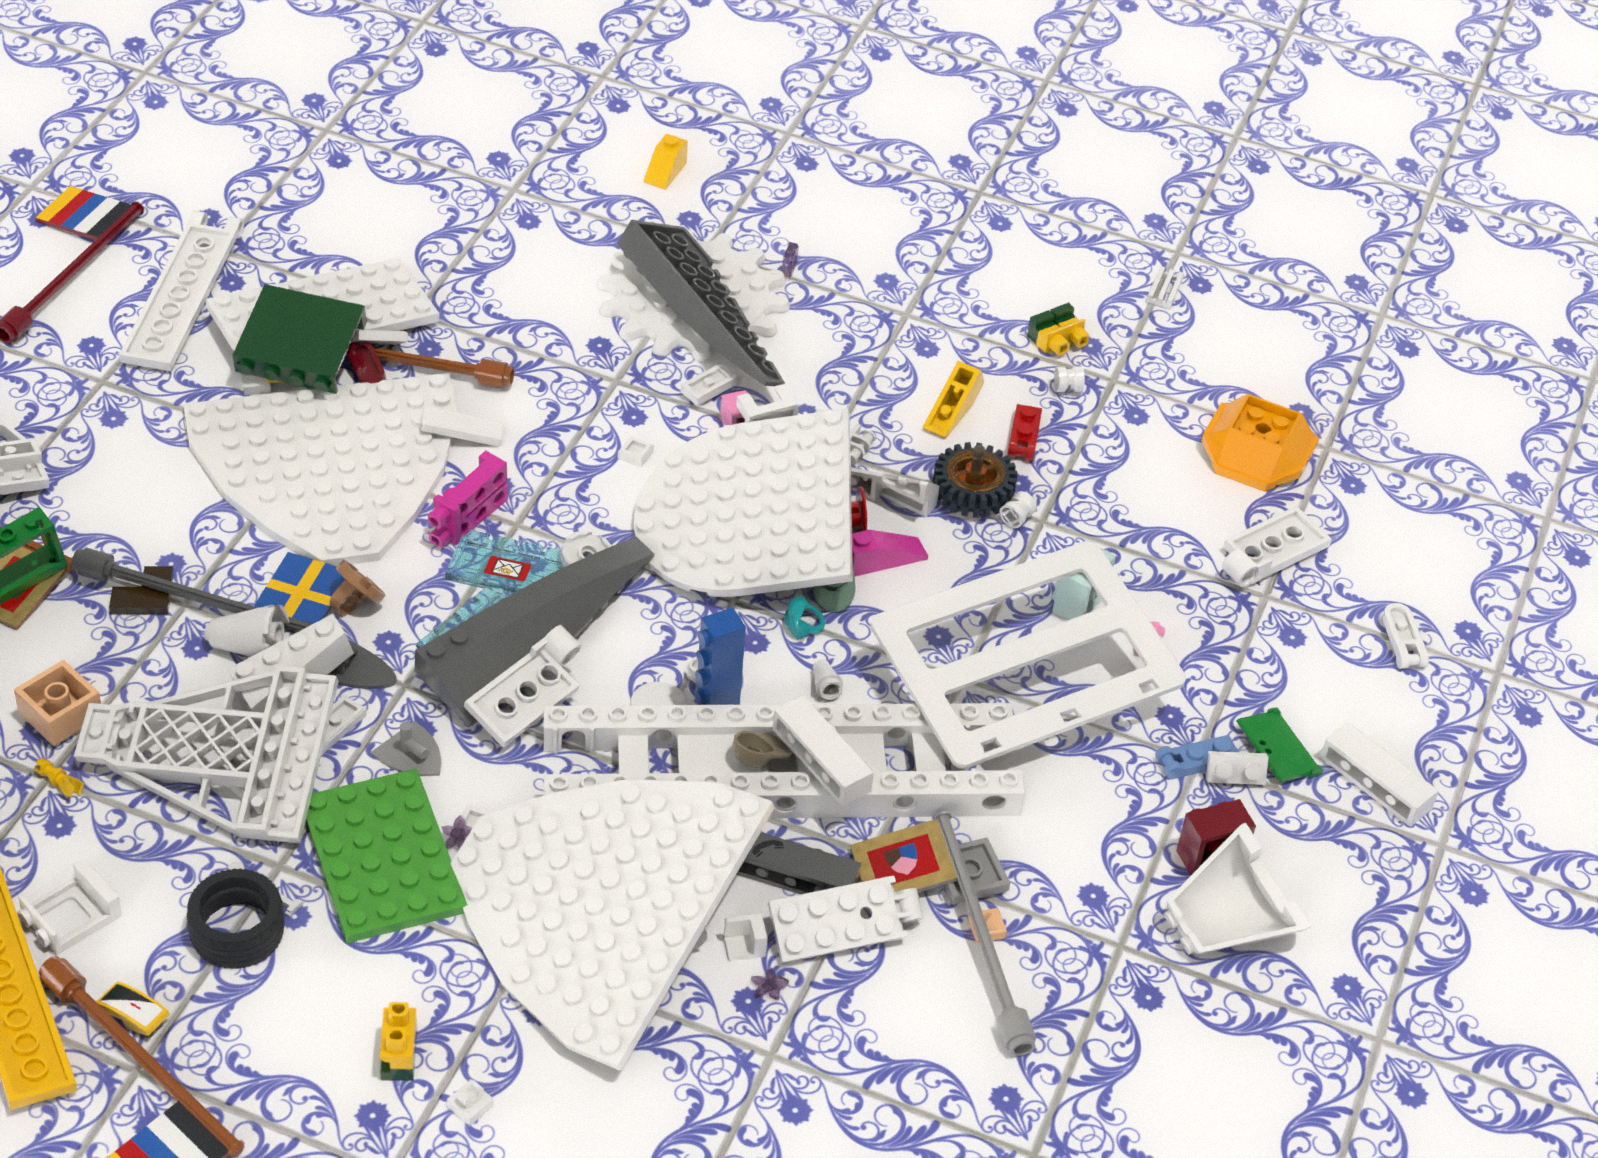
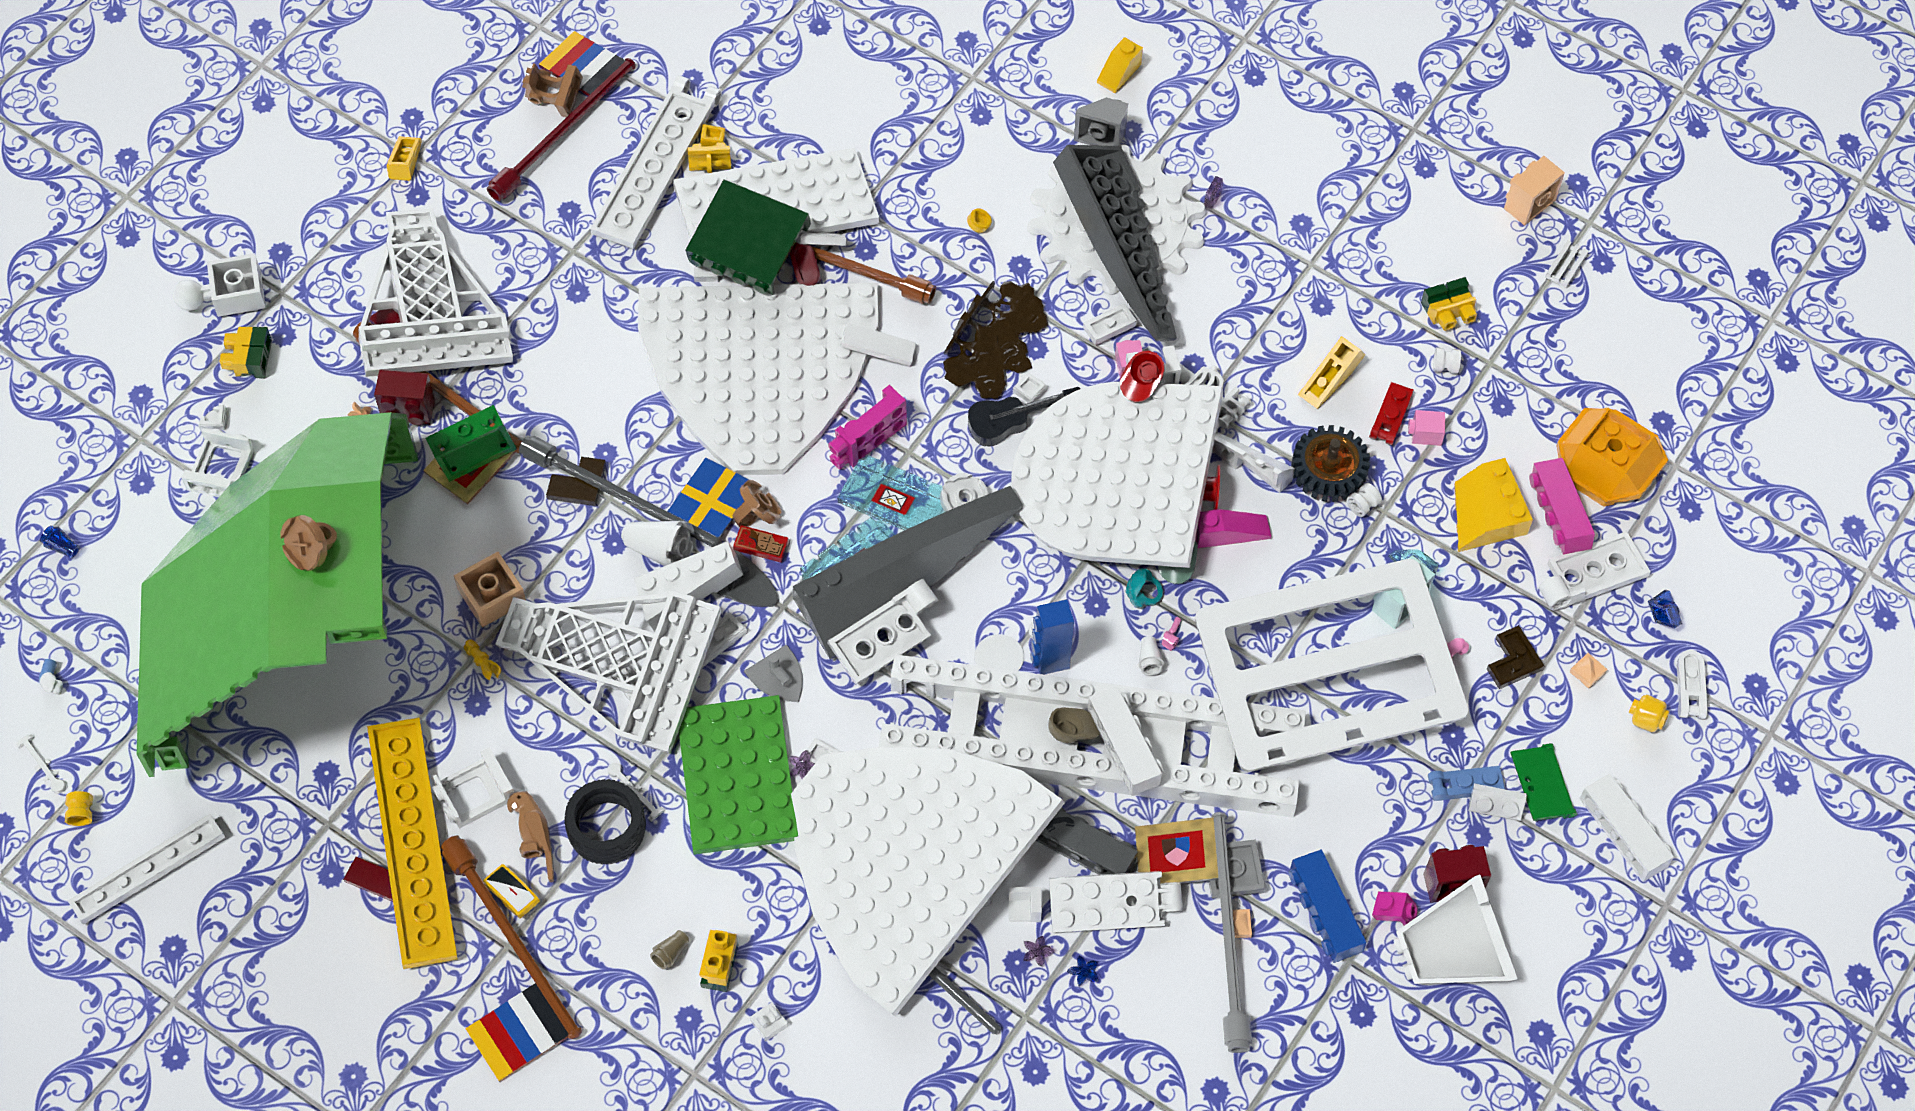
camera: 15 degrees right, 15 degrees up
(70, 233) = (540, 80): none -> medium nougat tile
(148, 940) = (532, 829): none -> medium nougat animal
(240, 278) = (709, 157): none -> yellow hips
(241, 262) = (711, 135): none -> yellow tile
(334, 1045) = (667, 951): none -> dark tan cone
(368, 626) = (761, 543): none -> tile
(547, 308) = (979, 220): none -> yellow tile
(591, 414) = (998, 344): none -> dark brown plant
(605, 484) = (994, 421): none -> black piece
(660, 203) = (1101, 122): none -> light grey slope
(697, 1046) = (965, 1001): none -> dark grey bar
(760, 409) = (1142, 376): none -> red cap
(828, 997) = (1084, 971): none -> clear blue plant
(845, 662) = (1169, 638): none -> bright pink hand
(1066, 439) = (1427, 427): none -> bright pink brick
(1083, 892) = (1327, 906): none -> blue brick
(1116, 224) = (1533, 190): none -> light nougat brick
(1151, 500) = (1489, 506): none -> yellow wedge
(1155, 883) = (1394, 907): none -> dark pink bracket
(1219, 637) = (1520, 660): none -> dark brown tile
(1225, 489) = (1562, 506): none -> dark pink brick
(1294, 637) = (1588, 670): none -> light nougat tile
(1357, 570) = (1665, 610): none -> clear blue bracket
(1370, 665) = (1649, 713): none -> yellow head

